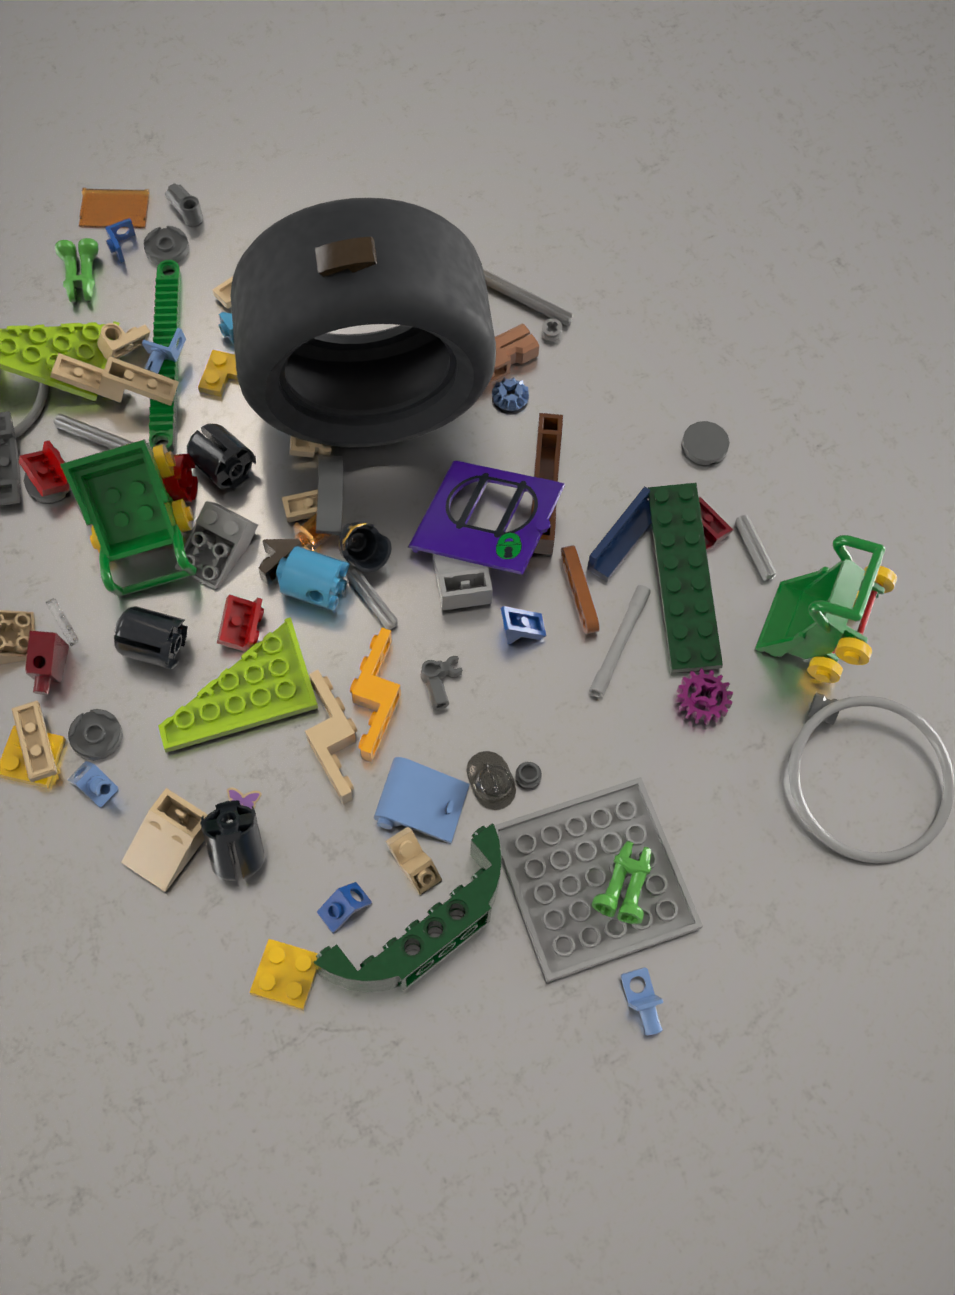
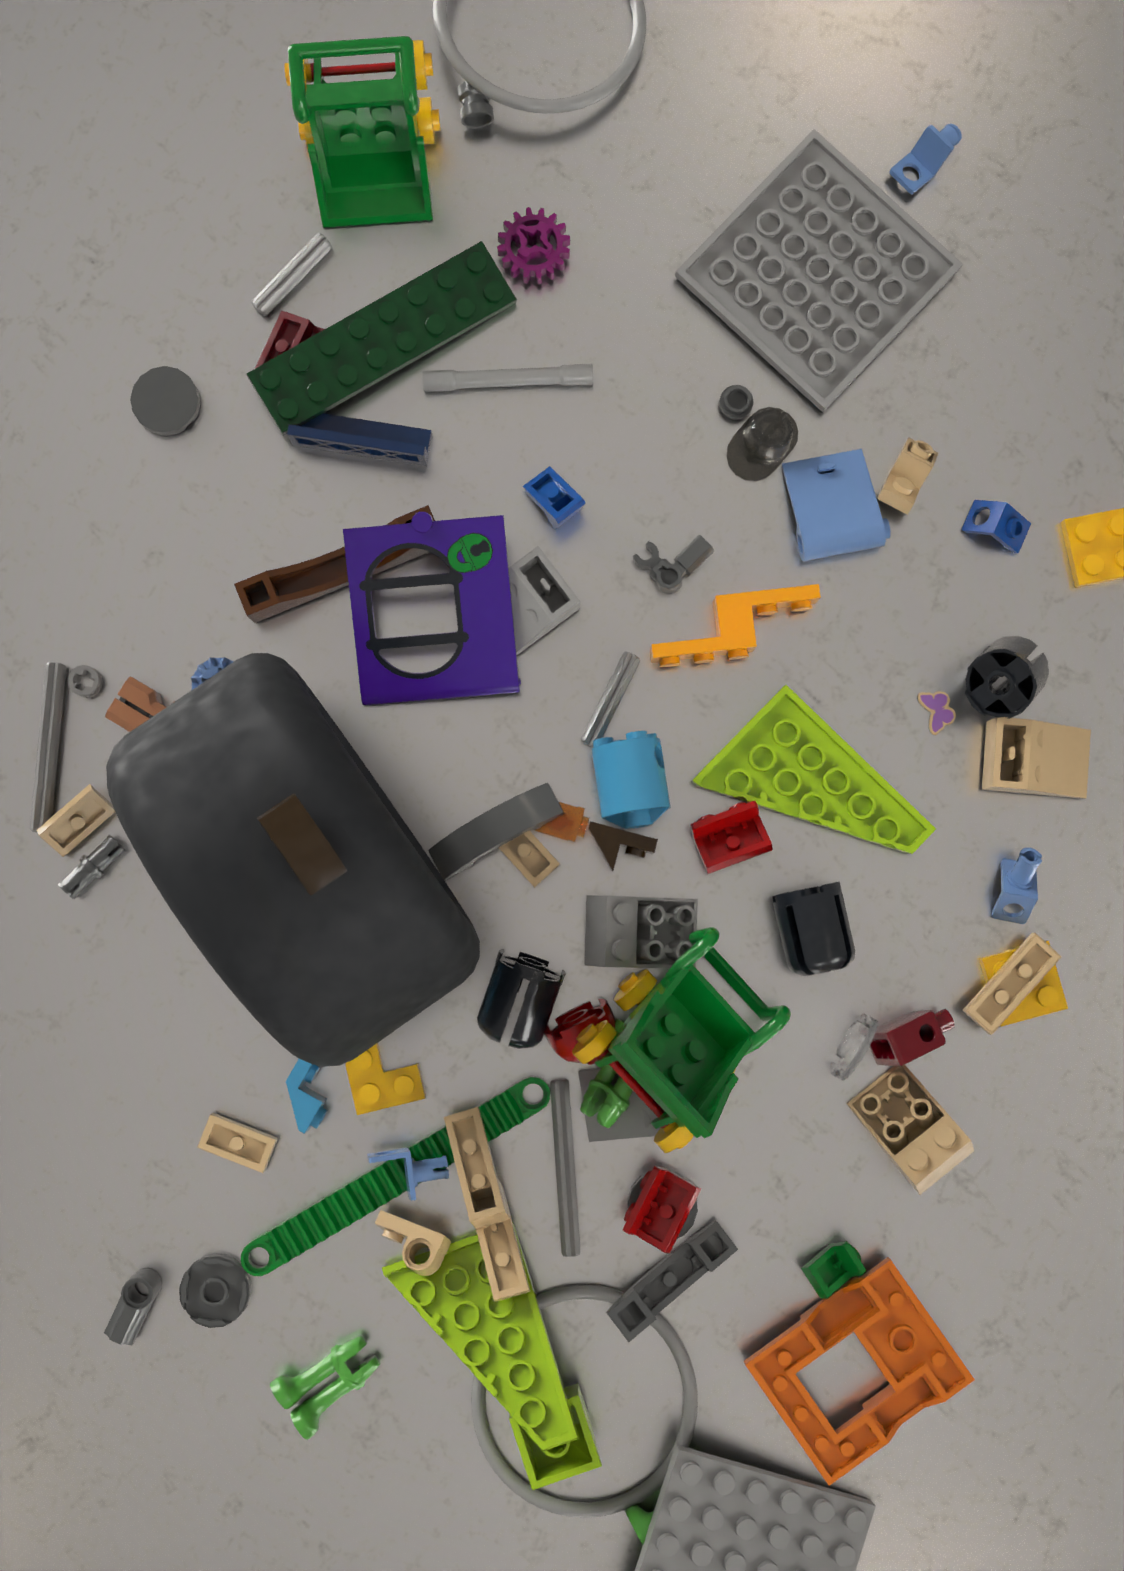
camera: 115 degrees left, 20 degrees up
(95, 734) = (956, 926): dark grey tile -> none
(111, 206) = (187, 1409): clear orange piece -> none
(114, 238) = (237, 1372): blue bracket -> none
(331, 736) = (814, 646): tan bracket -> none
(367, 549) = (554, 740): black helmet -> none
(398, 969) = (995, 404): dark green slope -> none
(580, 589) = (466, 455): dark orange beam -> none
(629, 910) = (844, 209): bright green piece -> none

